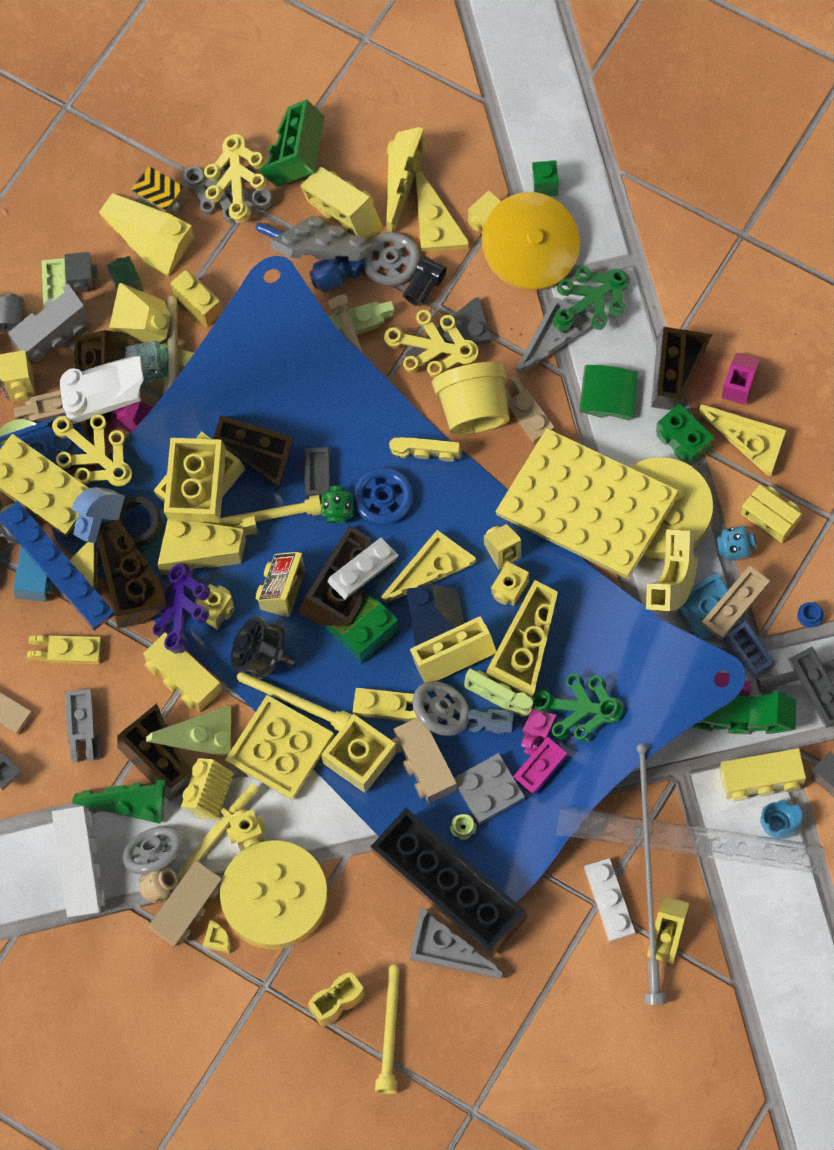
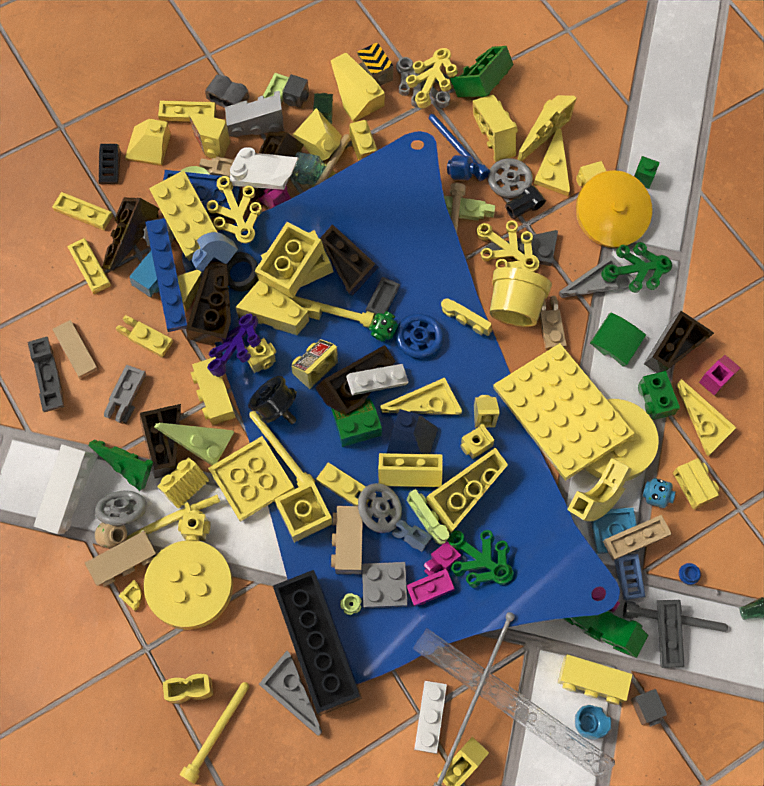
camera: 20 degrees right, 0 degrees up
(321, 240) = (467, 143): light grey plate -> none

